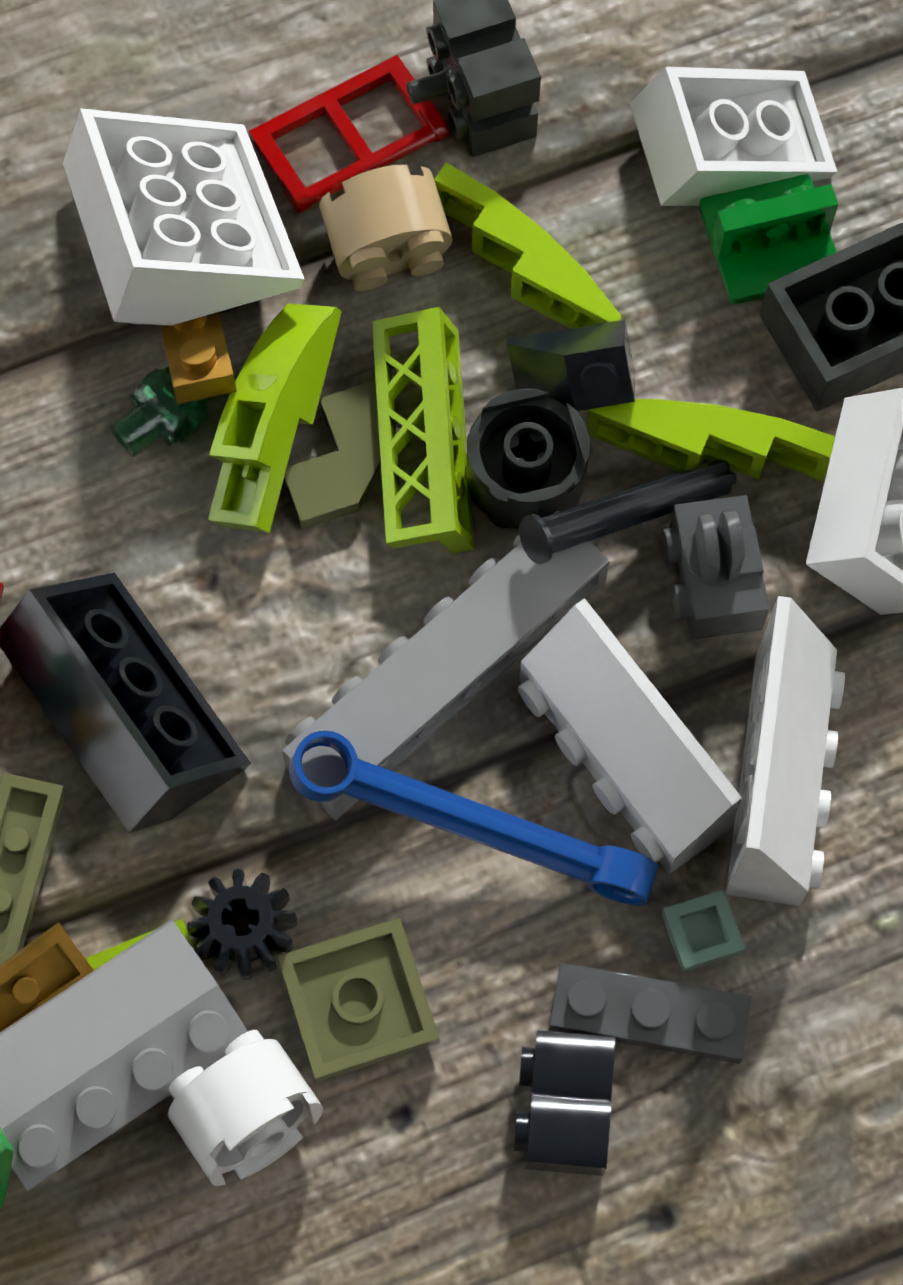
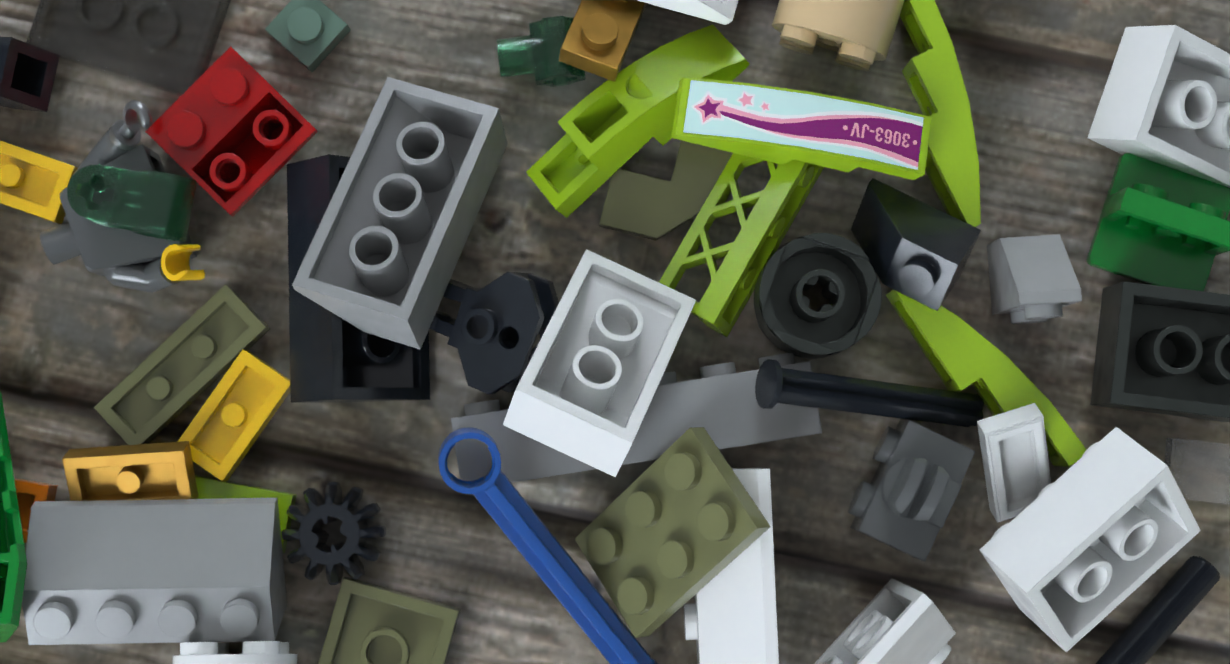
camera: 35 degrees right, 15 degrees up
(85, 879) = (235, 414): none -> yellow plate
(125, 601) = (403, 211): none -> light grey slope
(267, 655) = (497, 327): none -> black hinge
(382, 617) = (599, 363): none -> white slope
(427, 320) = (801, 126): none -> slope
(538, 719) = (671, 532): none -> olive plate
(693, 337) = (1031, 278): none -> light grey slope
(781, 483) = (1014, 459): none -> white tile

